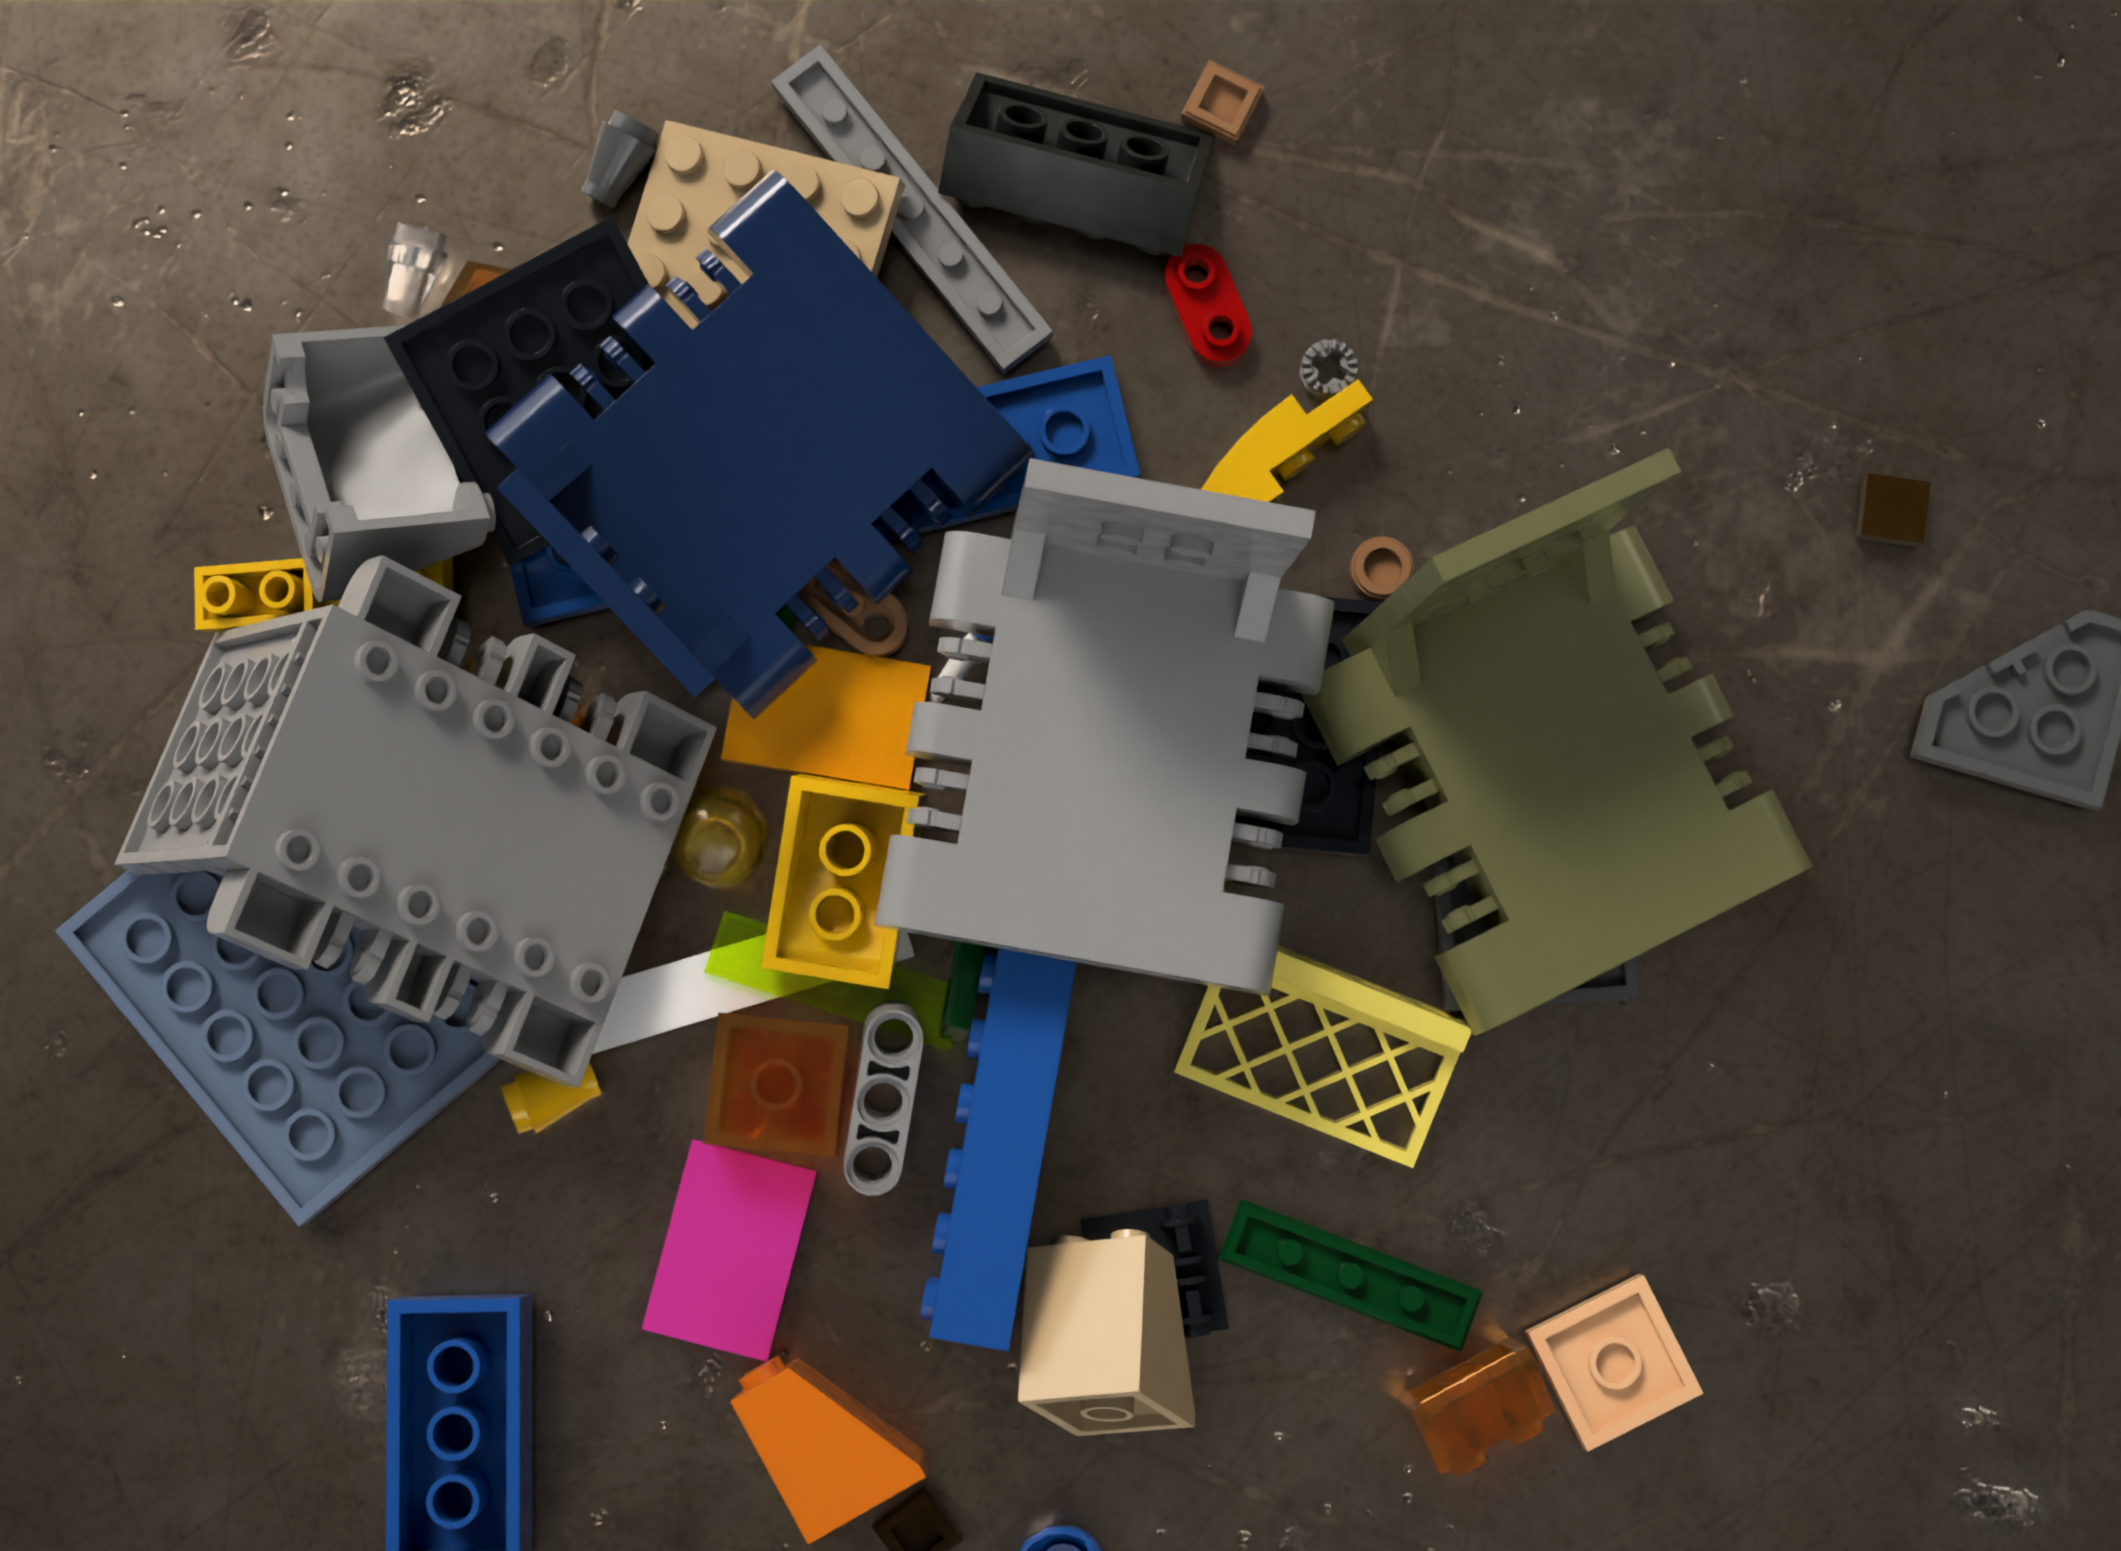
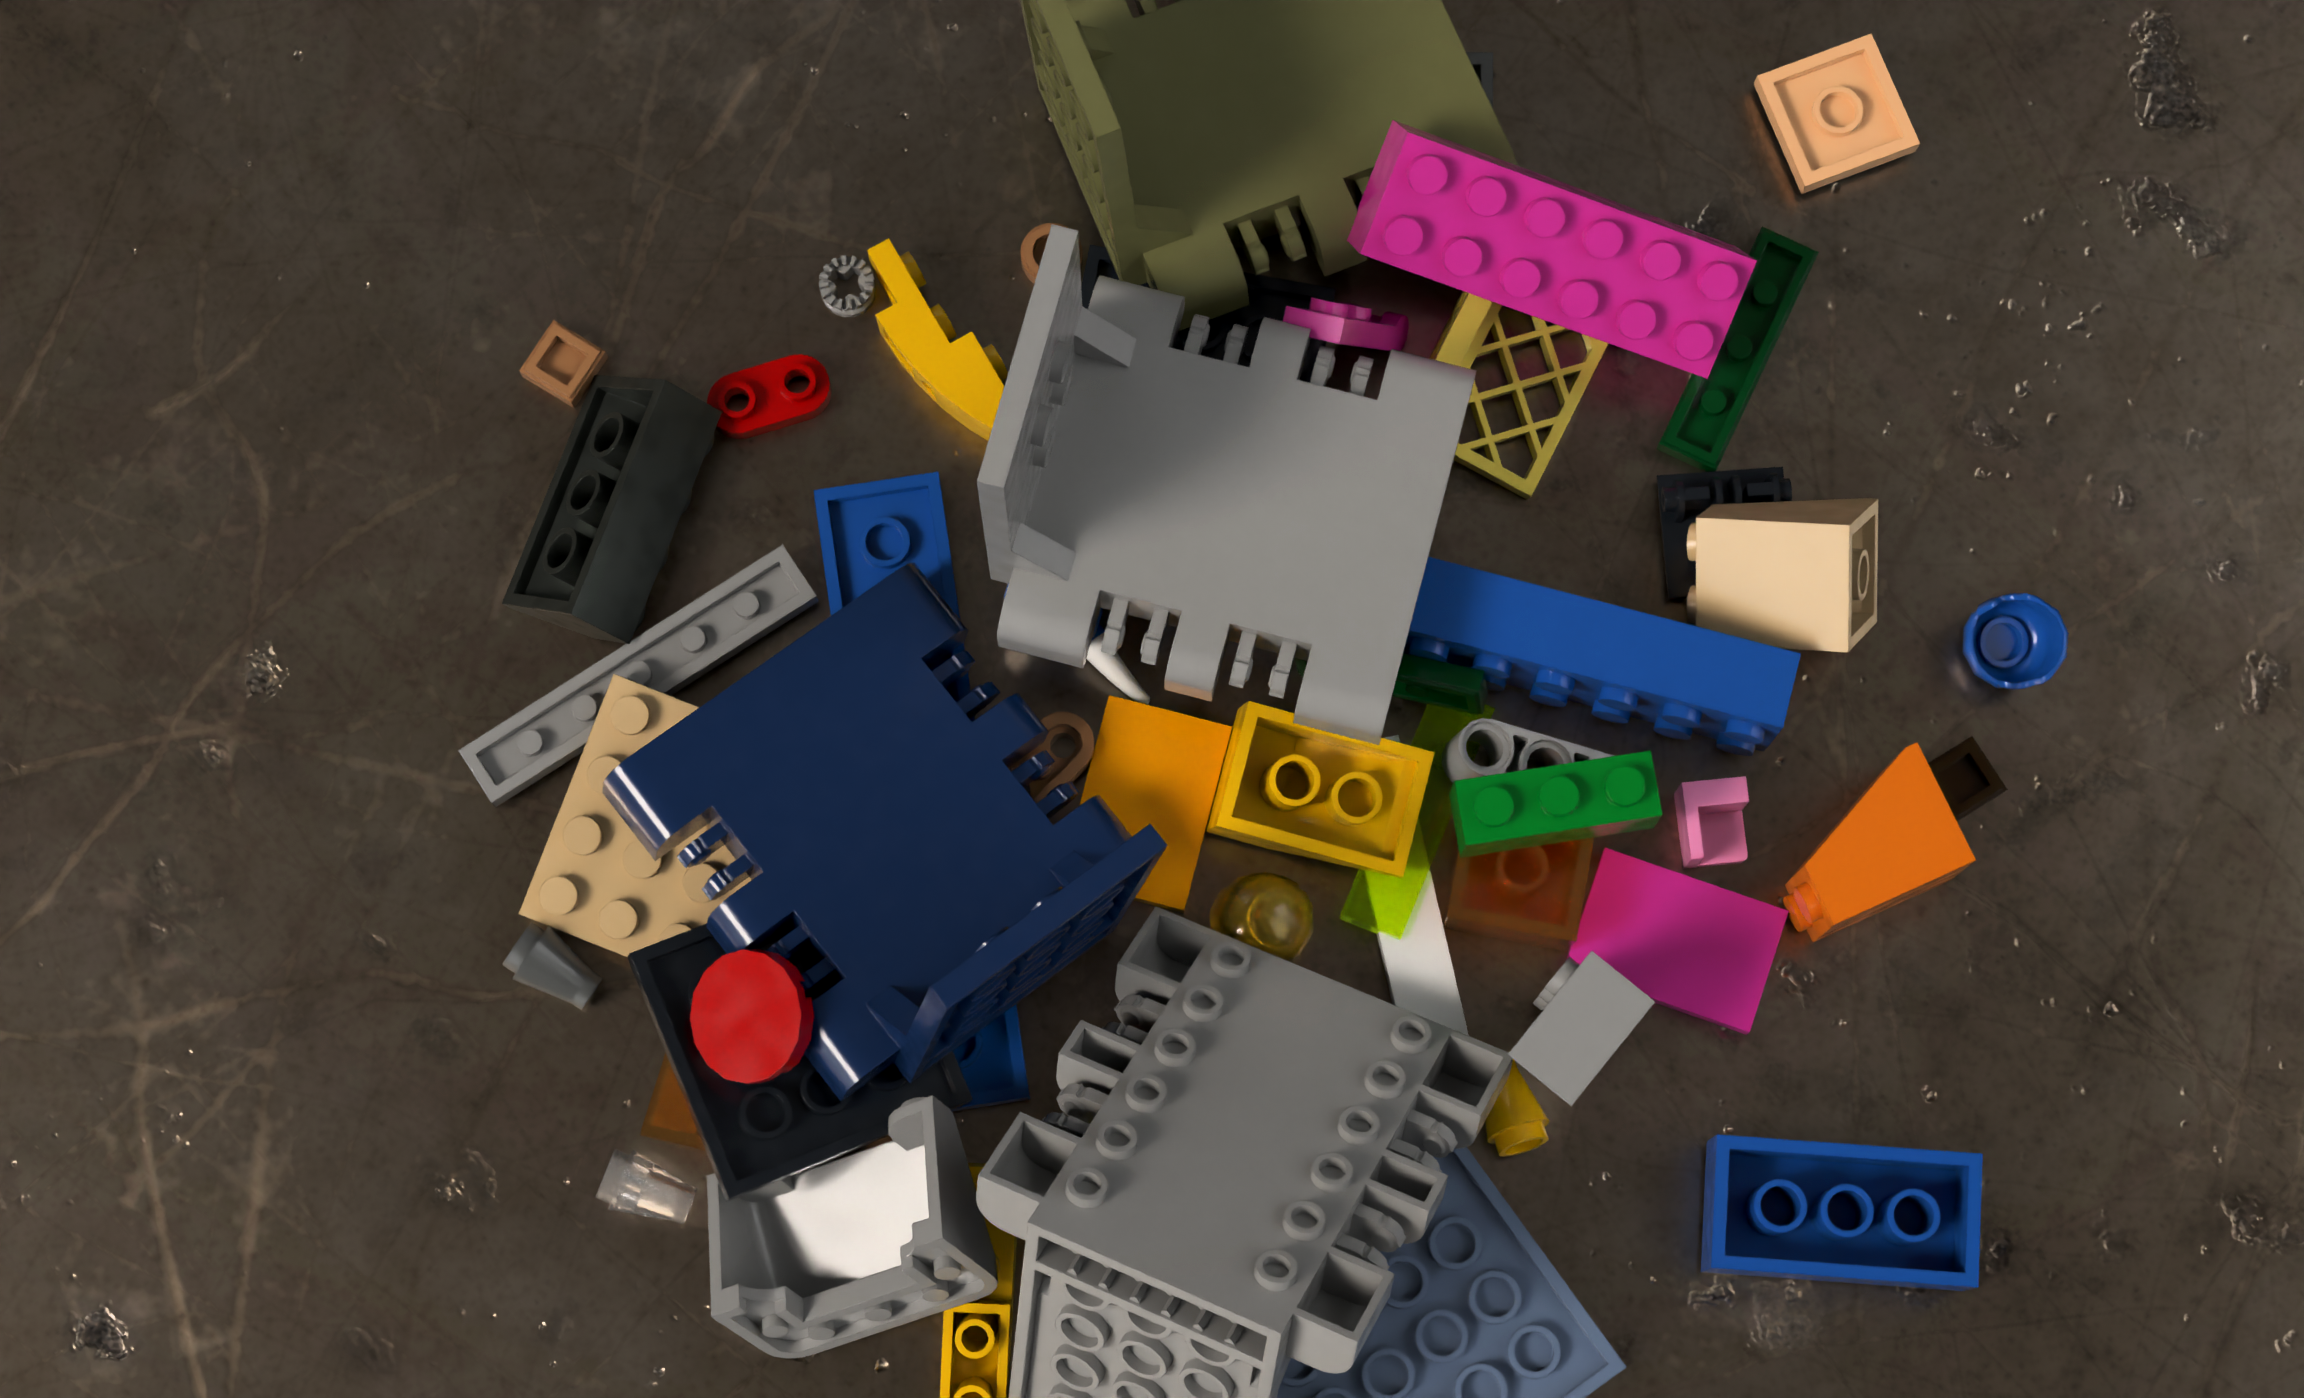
camera: 80 degrees left, 5 degrees down
(551, 335) = (751, 1016): none -> red tile
(602, 1146) = (1581, 1025): none -> light grey wedge
(830, 1108) = (1555, 804): none -> green brick
(850, 1279) = (1712, 821): none -> bright pink panel
(1319, 866) = (1350, 324): none -> dark pink plate
(1416, 1064) = (1550, 249): none -> dark pink brick
(1478, 1406) = (1870, 238): clear orange slope -> none

